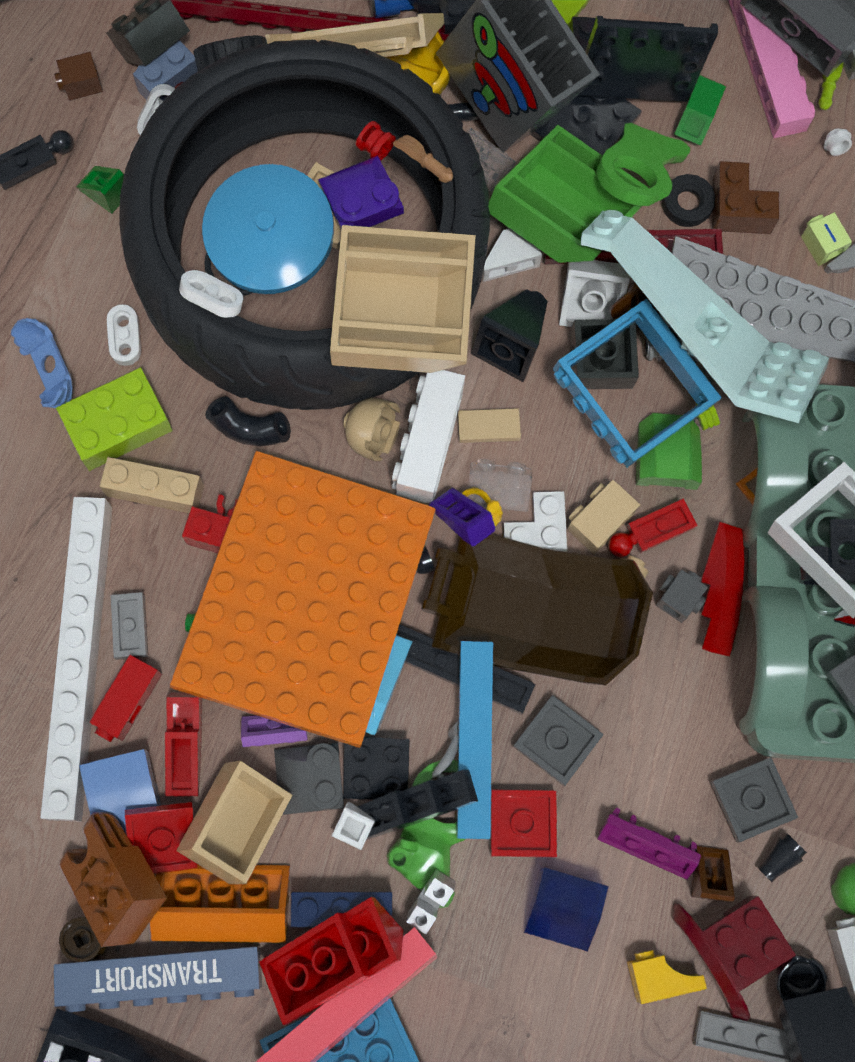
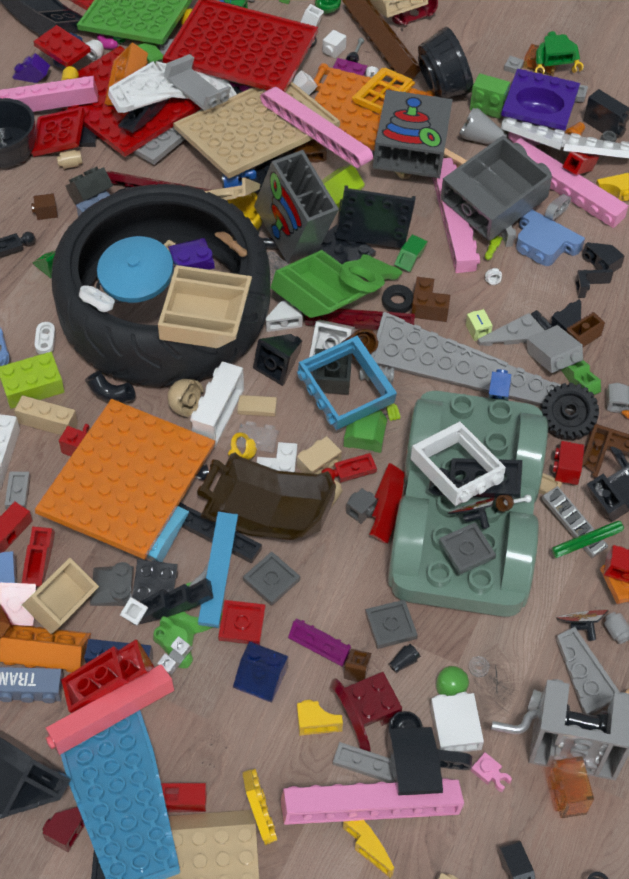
camera: 10 degrees right, 20 degrees down
(263, 731) = (87, 554): medium lavender plate -> none
(375, 141) = (203, 230): red wheel -> none
(479, 520) = (232, 446): dark purple slope -> none
(738, 357) = (391, 353): light aqua wing -> none

